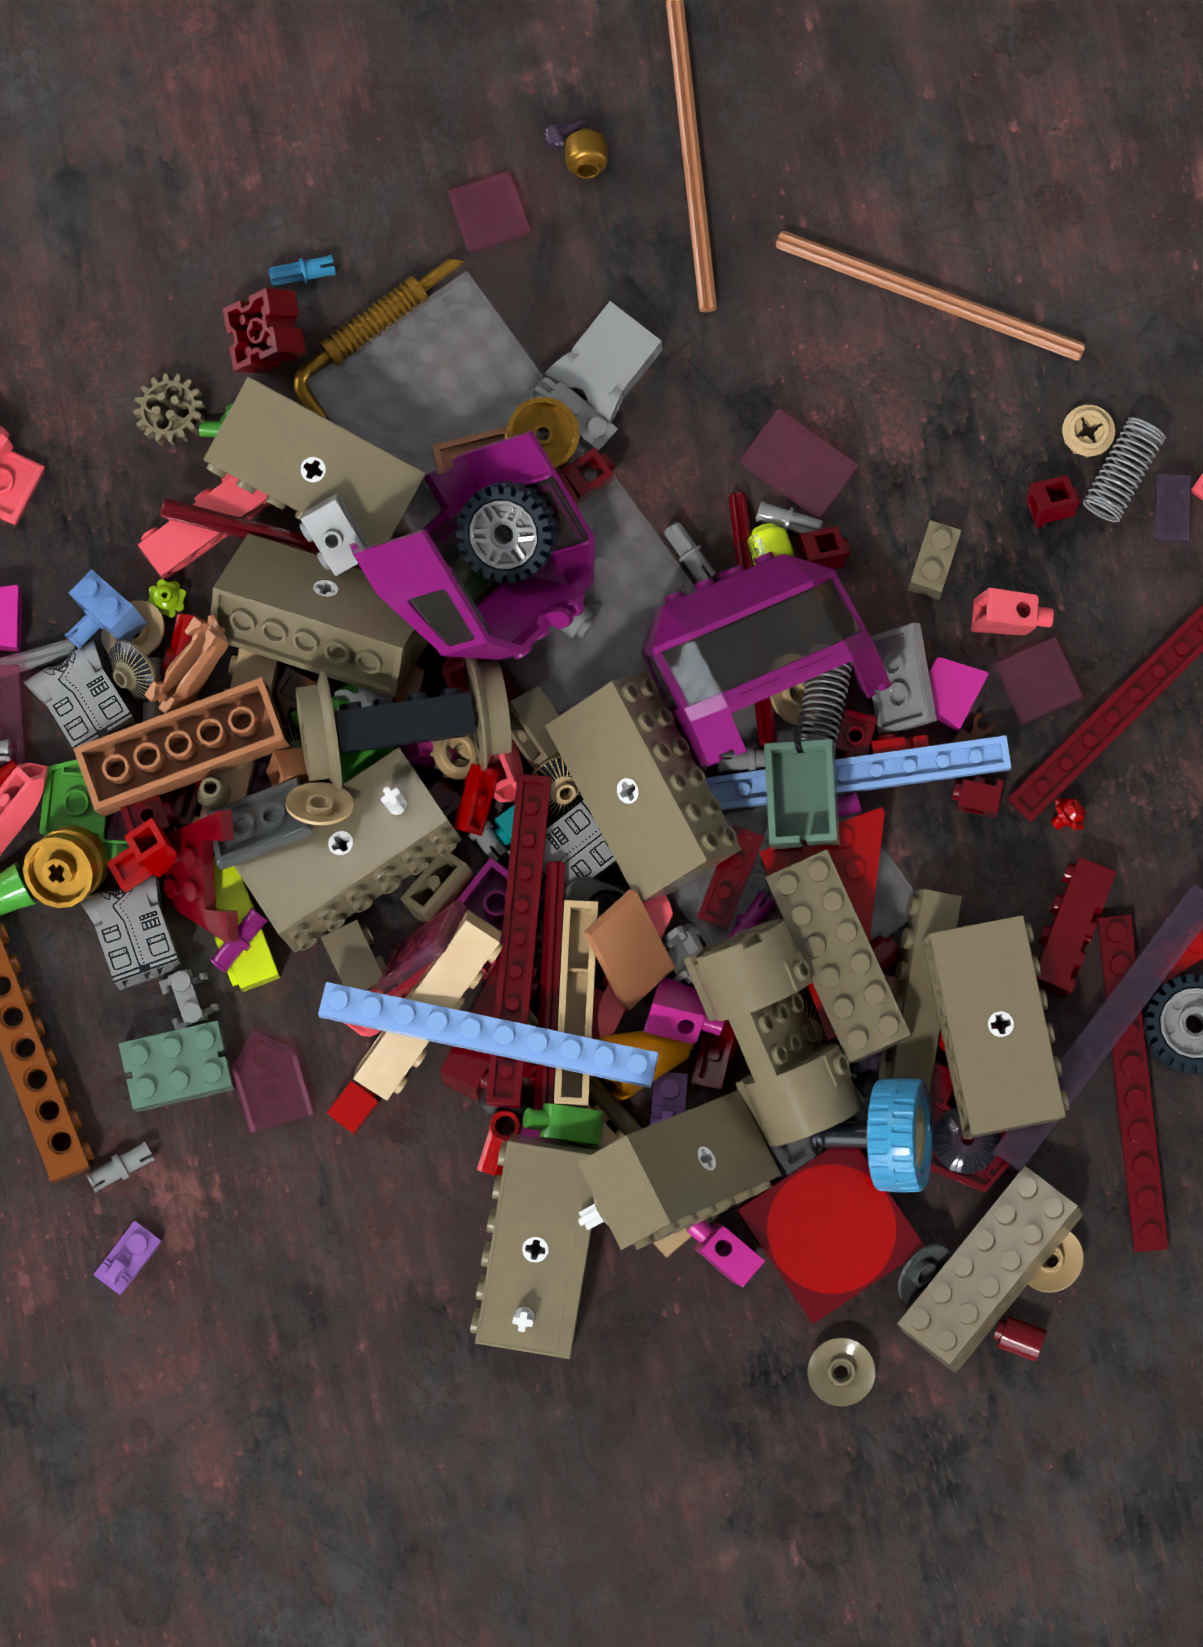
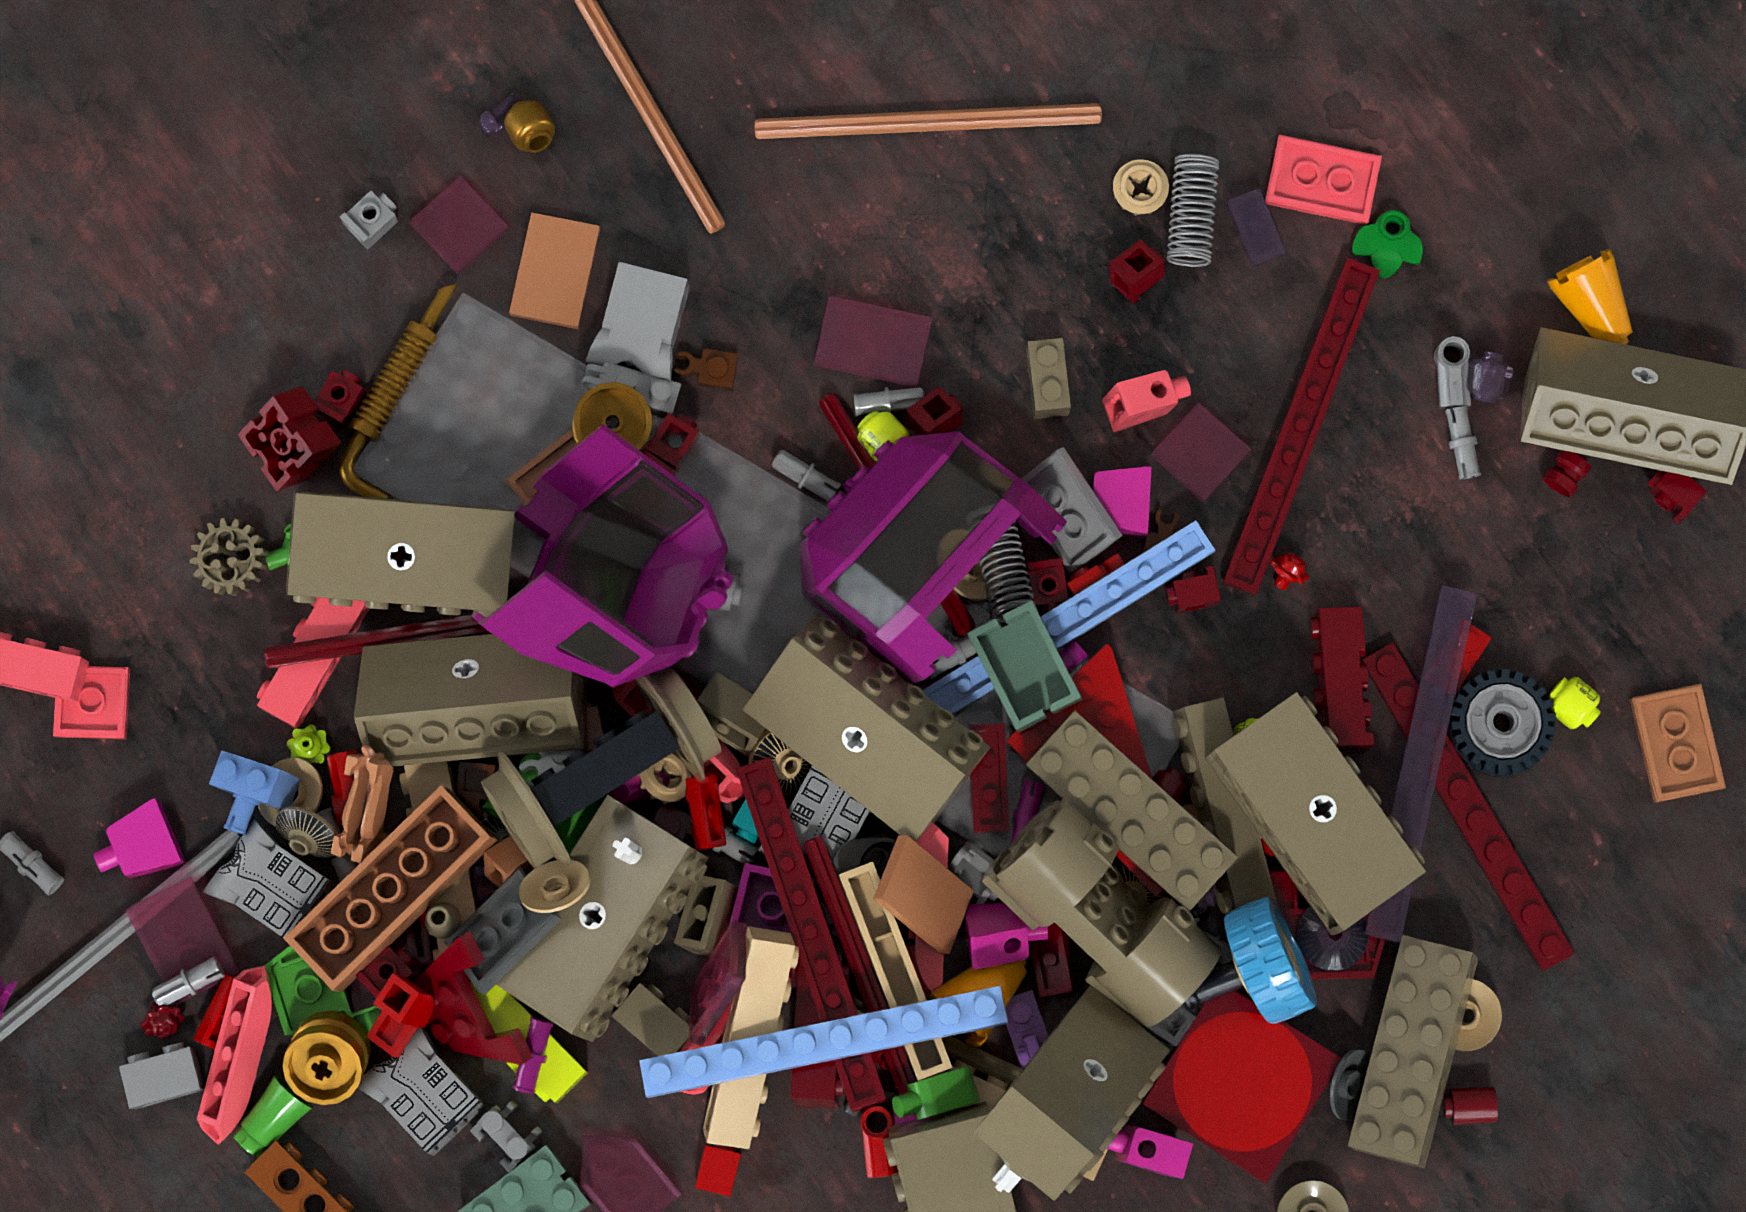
camera: 25 degrees left, 0 degrees up
(301, 271) = (299, 363): dark azure axle -> none
(319, 326) = (340, 410): none -> dark red brick
(332, 531) = (449, 610): light grey brick -> none
(412, 184) = (370, 230): none -> light grey brick
(526, 516) = (623, 508): wheel -> none
(553, 286) = (555, 270): none -> nougat tile
(651, 429) = (714, 369): none -> reddish brown plate

